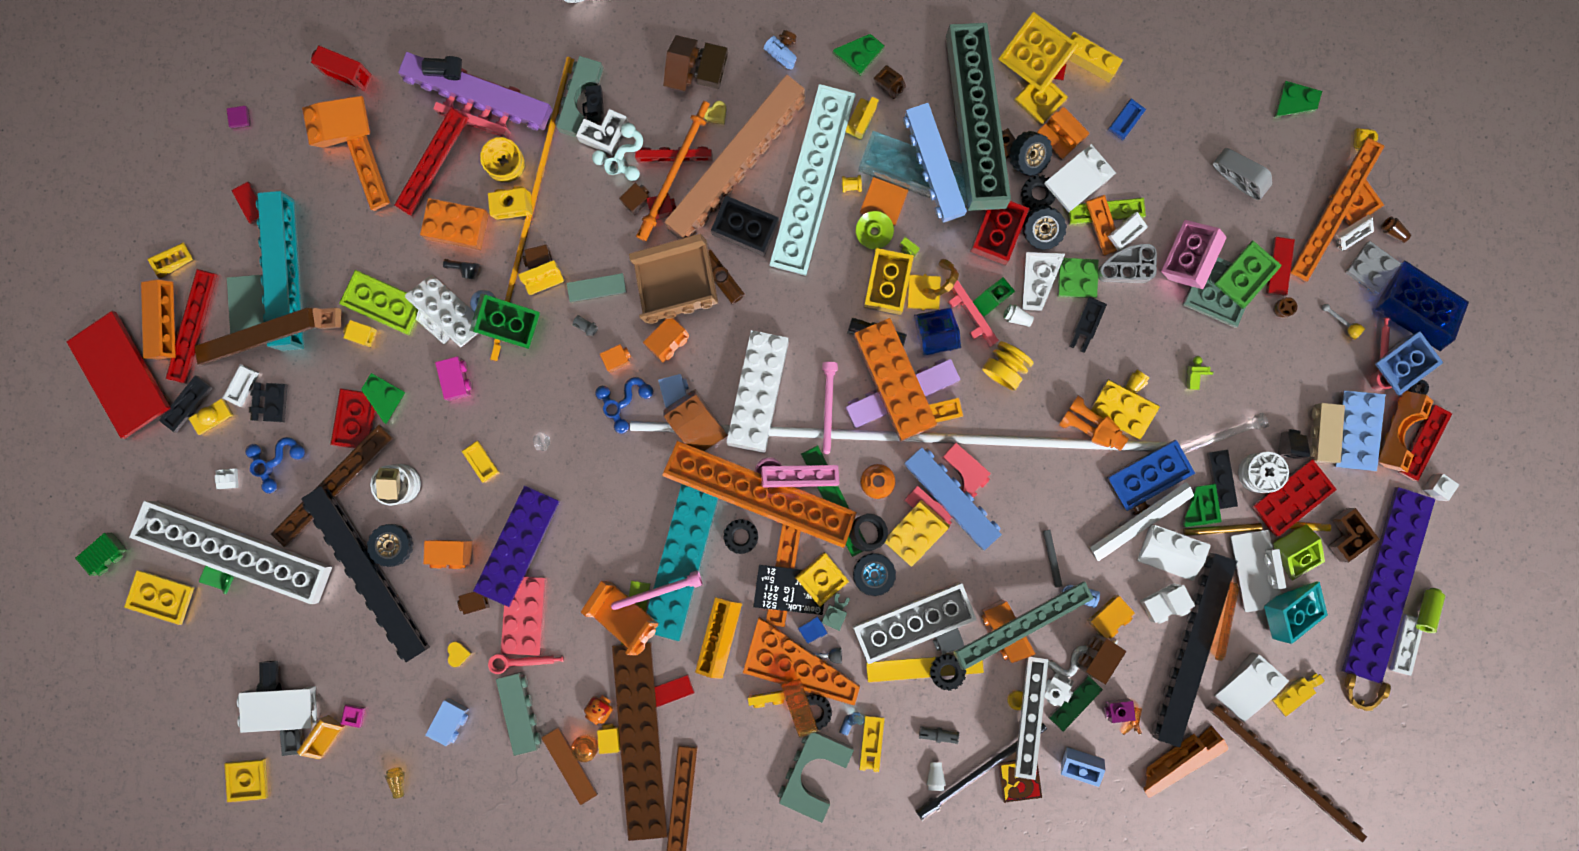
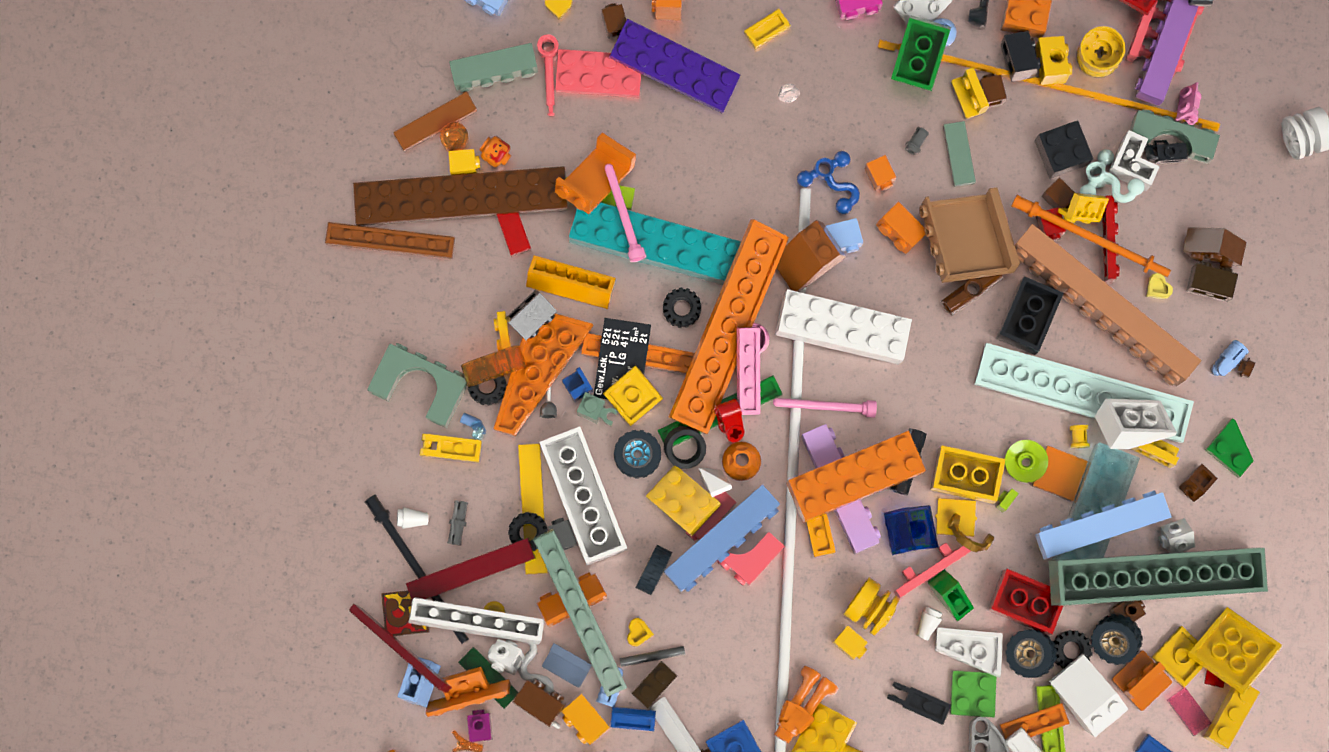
camera: 85 degrees right, 5 degrees down
(506, 232) = (1020, 56): none -> black brick
(550, 83) = (1188, 104): none -> bright pink hinge
(592, 194) = (1063, 149): none -> black brick
(648, 176) = (1085, 208): none -> yellow bracket
(752, 674) = (531, 315): none -> brick
(842, 135) = (1133, 422): none -> white slope
(844, 491) = (730, 420): none -> red piece
(899, 504) = (714, 481): none -> white slope
(939, 99) = (1177, 536): none -> white brick
(980, 558) = (654, 570): none -> black wheel
(984, 723) = (471, 570): none -> dark red tile
(1032, 570) = (638, 632): none -> yellow tile
(1038, 384) = (851, 643): none -> yellow brick
(1057, 785) = (400, 648): none -> dark red tile
(1062, 634) = (566, 665): none -> sand blue panel
(1079, 556) = (654, 684): none -> dark brown brick
(1087, 93) = (1189, 711): none -> clear pink tile
(1090, 724) = (467, 689): none -> orange bracket
(1109, 575) = (633, 719): none -> blue tile

